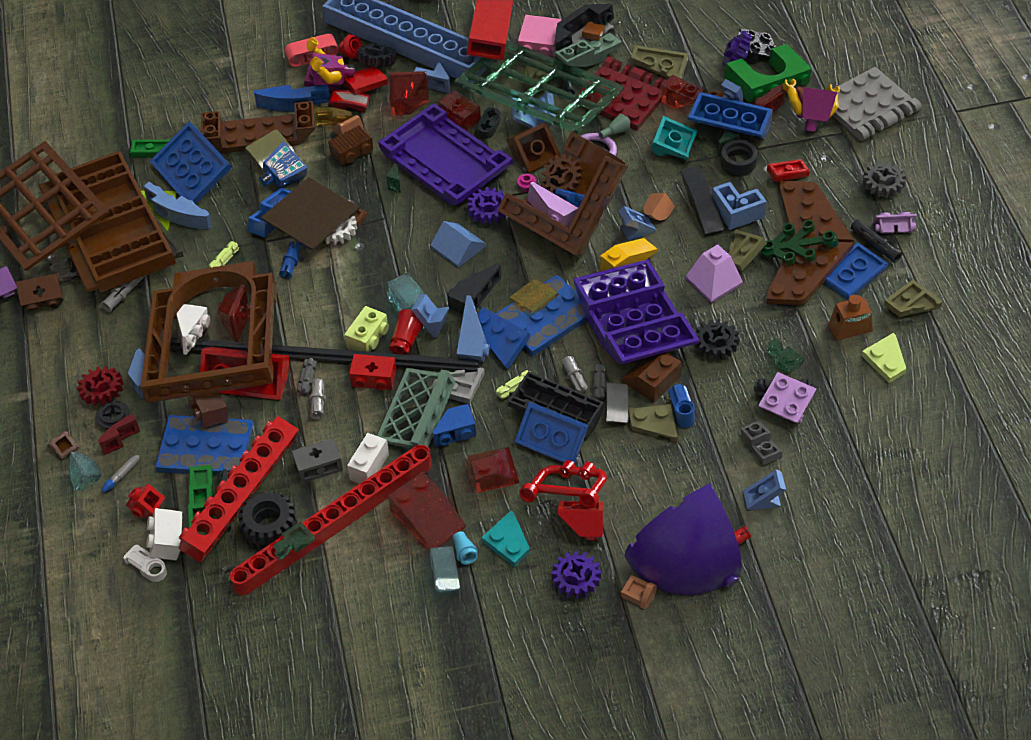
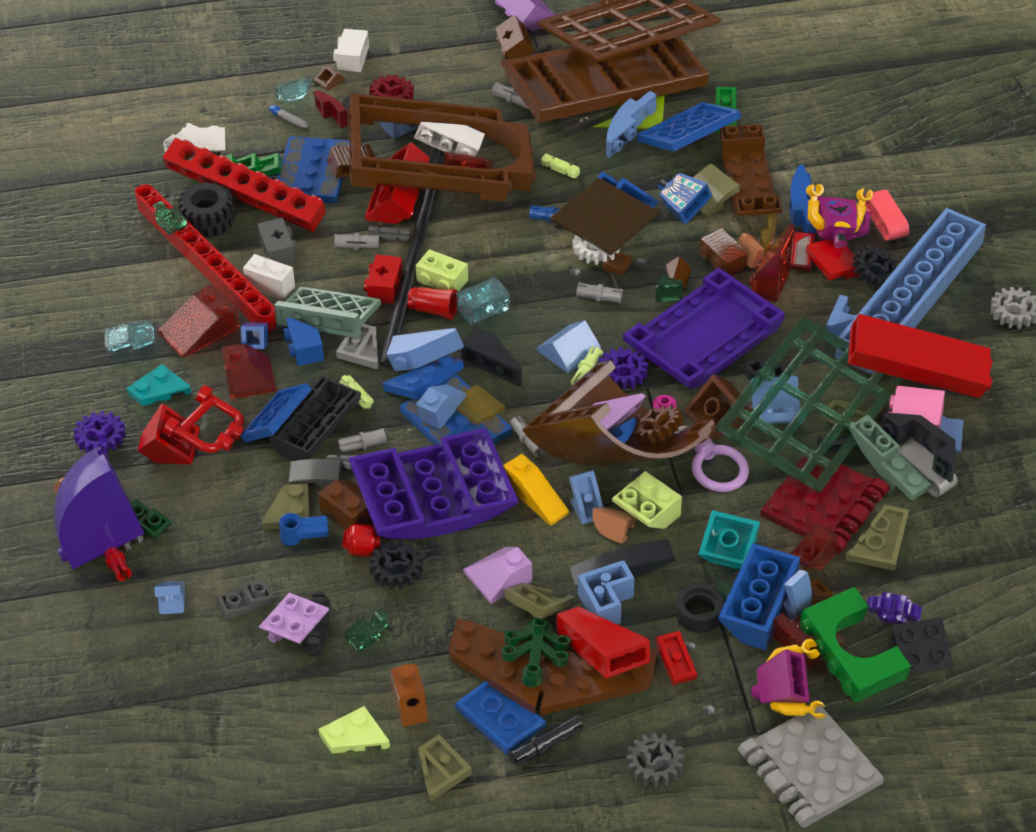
camera: 90 degrees right, 5 degrees down
(26, 424) = (351, 50): none -> white brick
(144, 501) = (244, 128): red brick -> none
(349, 46) = (898, 243): red cone -> none
(376, 172) = (679, 270): none -> reddish brown slope
(381, 103) = (774, 267): none -> clear red slope
(393, 225) = (599, 292): none -> light grey pin
(408, 91) = (802, 290): clear red slope -> none
(429, 315) = (448, 311): medium blue slope -> none
(451, 460) = (255, 335): none -> blue brick
(460, 110) = (769, 342): clear red brick -> none
(465, 549) = (150, 351): medium azure cone -> none
(485, 229) = (589, 362): none -> yellowish green pin
(542, 313) = (439, 404): none -> medium blue slope
(564, 265) = (517, 427): none -> light grey pin
(593, 31) = (919, 458): dark orange tile -> none
(618, 125) = (758, 489): sand green cone -> none
(640, 183) = (650, 501): none -> yellowish green slope
(693, 364) = (360, 540): none -> red head
(789, 203) = (603, 643): none -> red slope
(885, 223) = (576, 755): lavender hinge -> none

